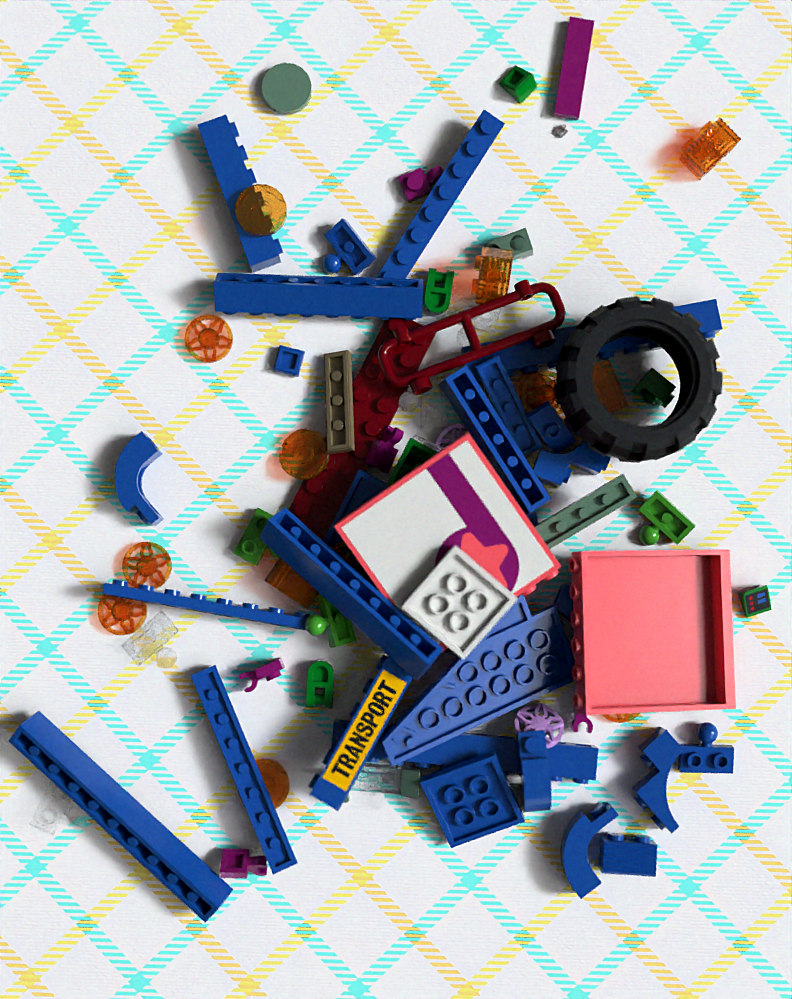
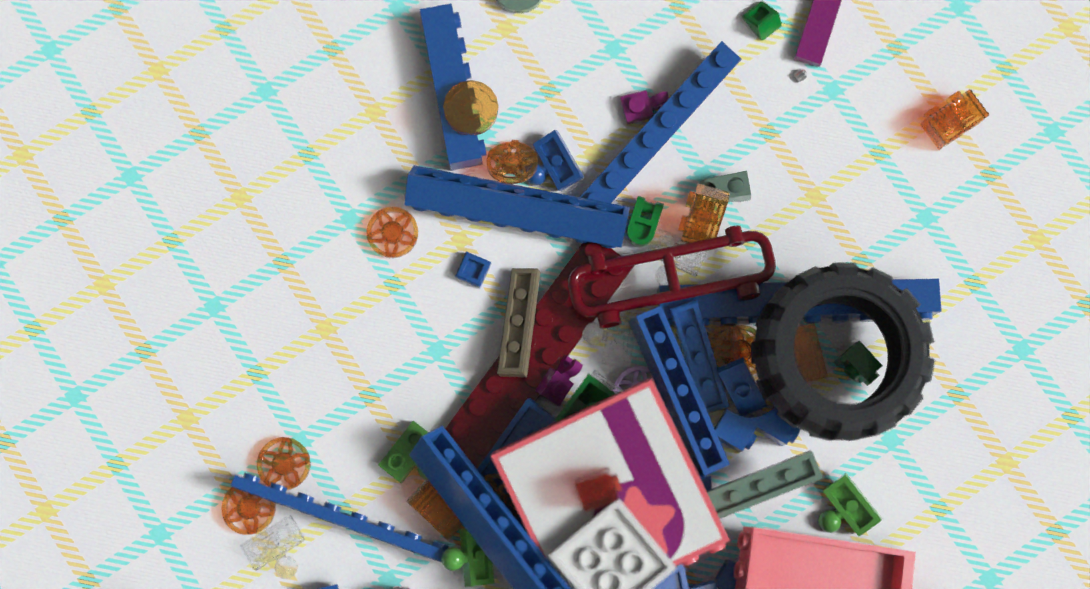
camera: 10 degrees right, 5 degrees down
(129, 473) = (281, 365): blue arch -> none
(304, 454) = (472, 372): clear orange tile -> none
(308, 255) = (512, 162): none -> clear orange wheel
(436, 540) = (598, 489): none -> clear red brick

